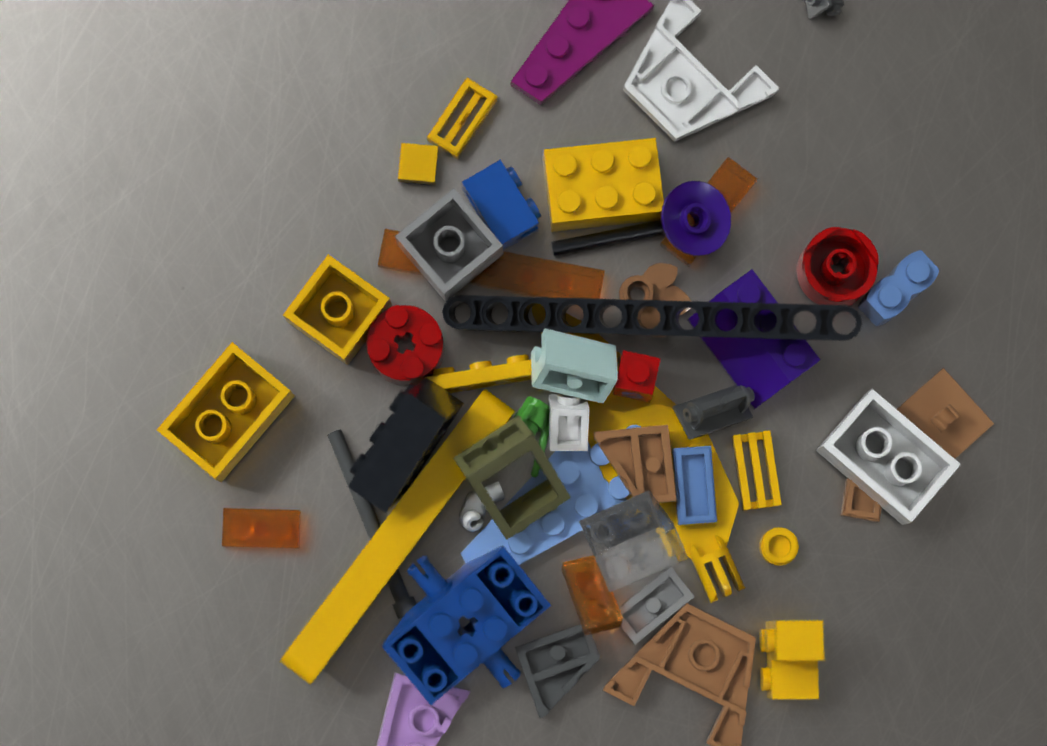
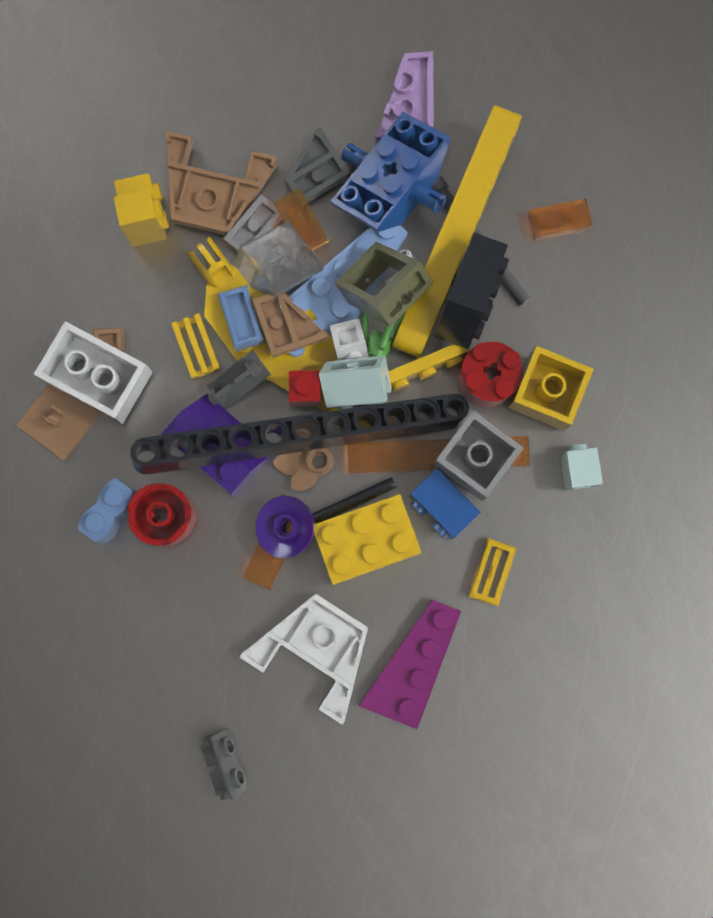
camera: 165 degrees right, 0 degrees up
(226, 412) = (613, 291): yellow brick -> none
(325, 210) = (581, 467): none -> light aqua brick
(418, 163) = (517, 525): yellow tile -> none
(778, 546) = (167, 293): yellow tile -> none

